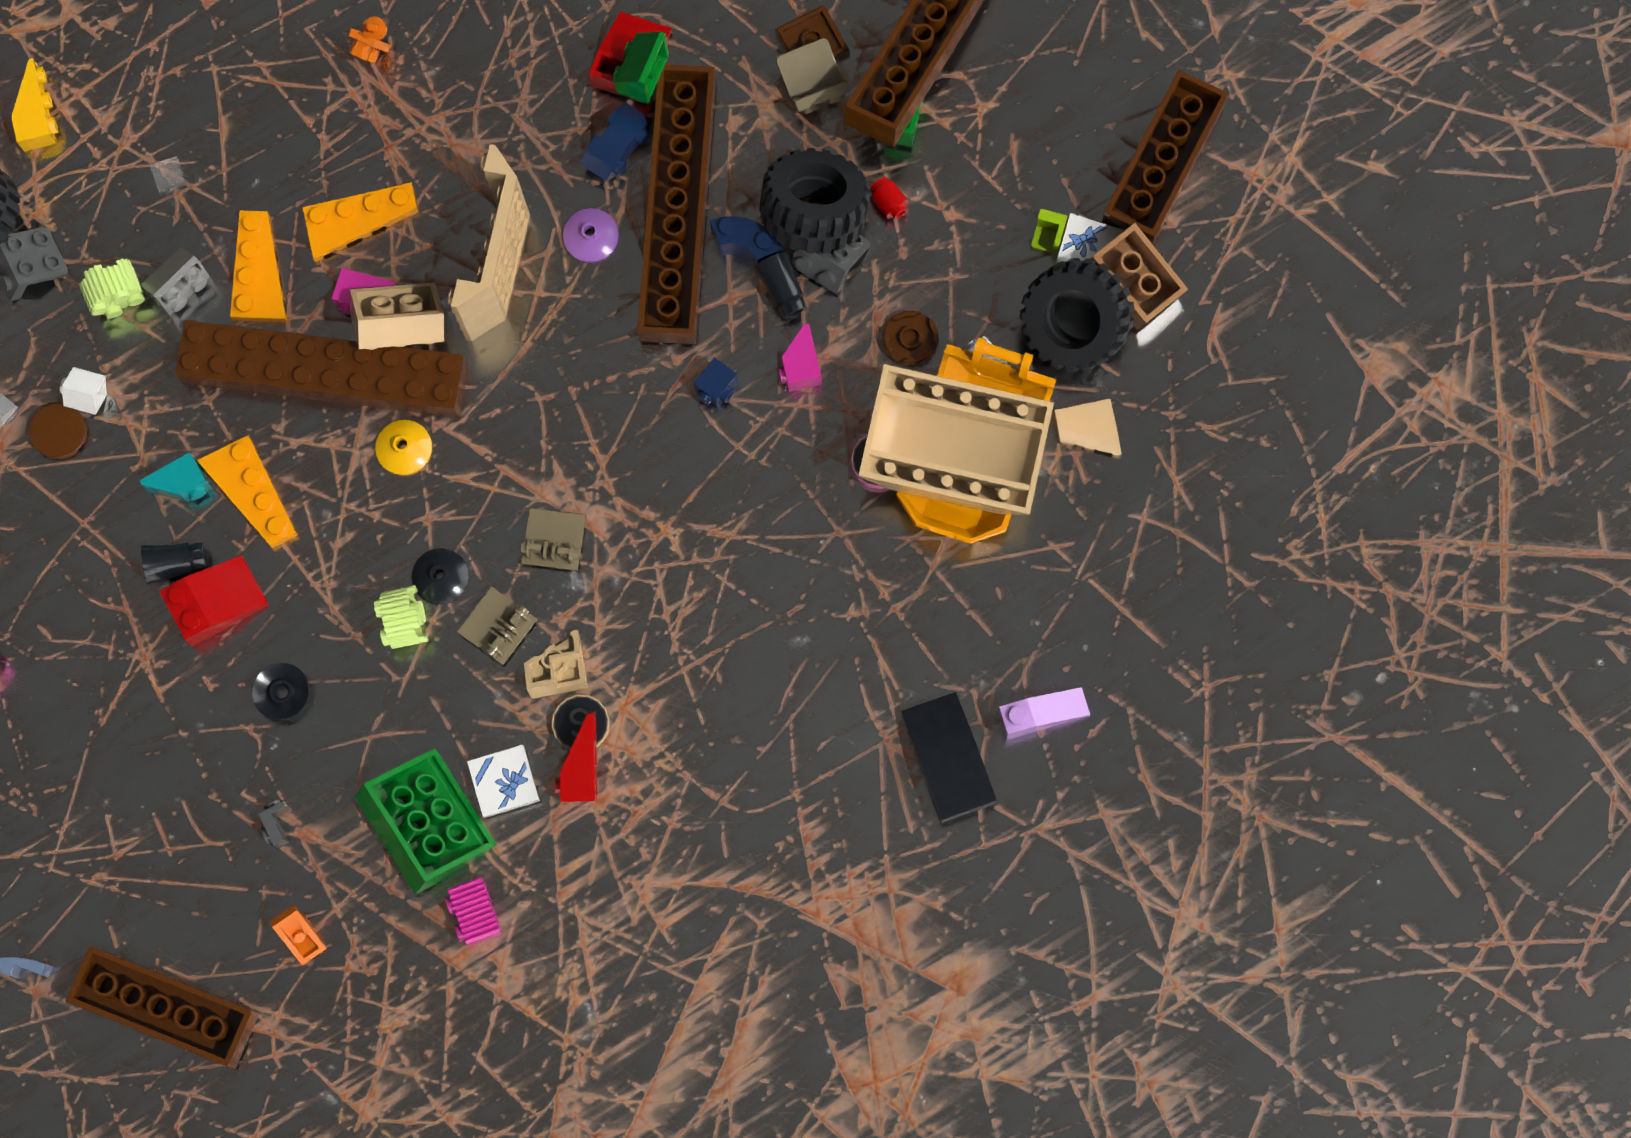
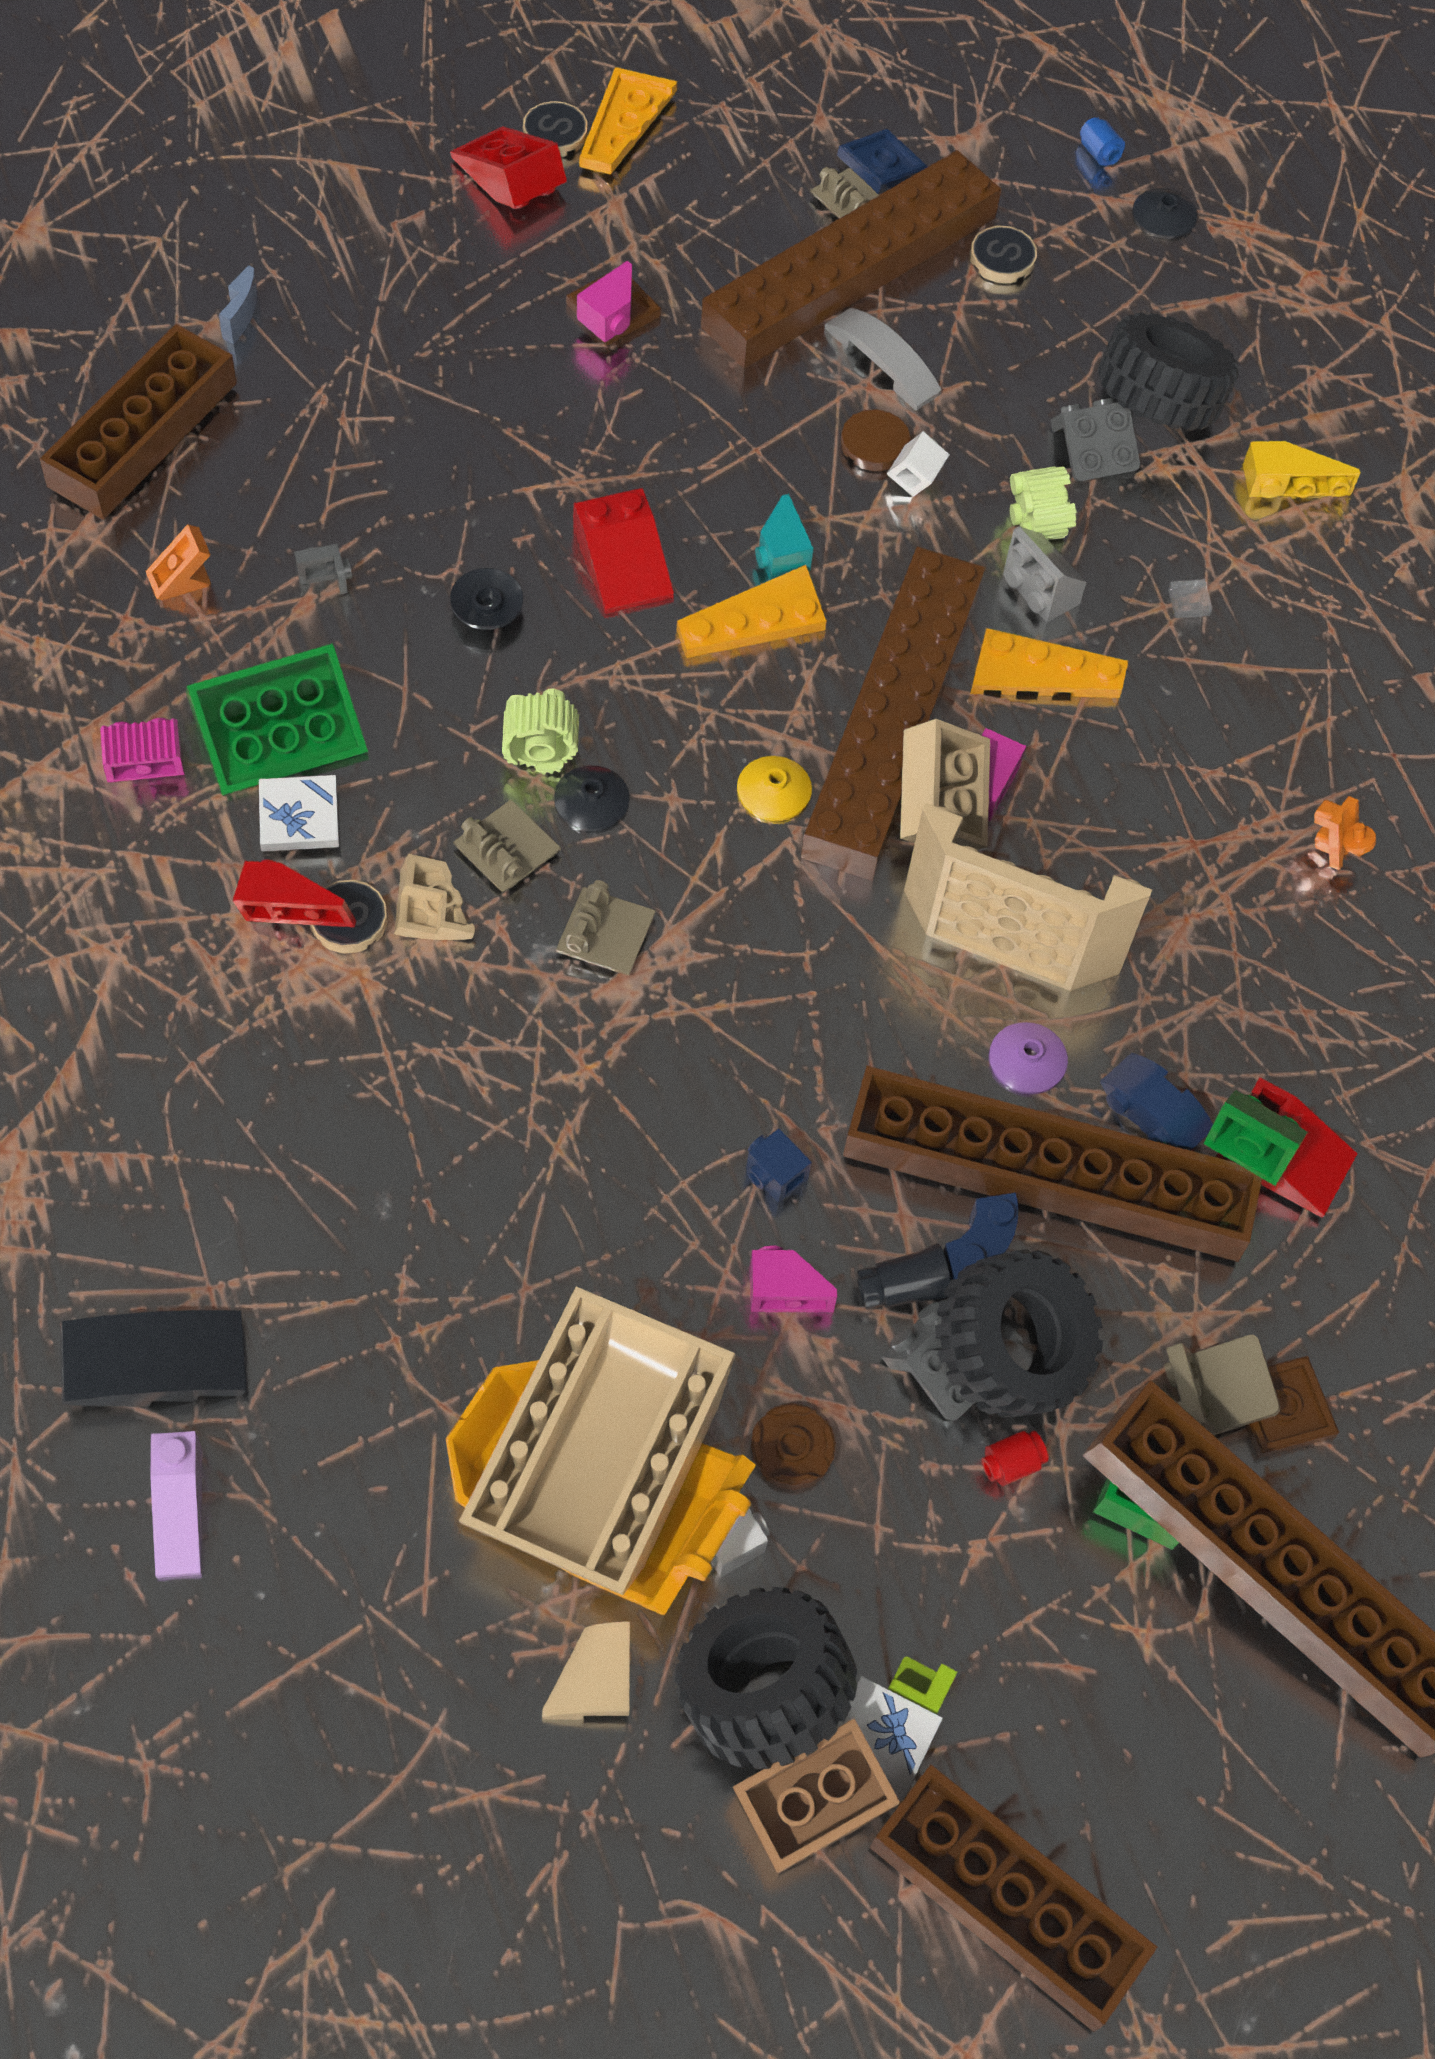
camera: 90 degrees right, 15 degrees down
(172, 560) = (682, 514): black plant -> none
(346, 219) = (1099, 787): light orange wing -> none

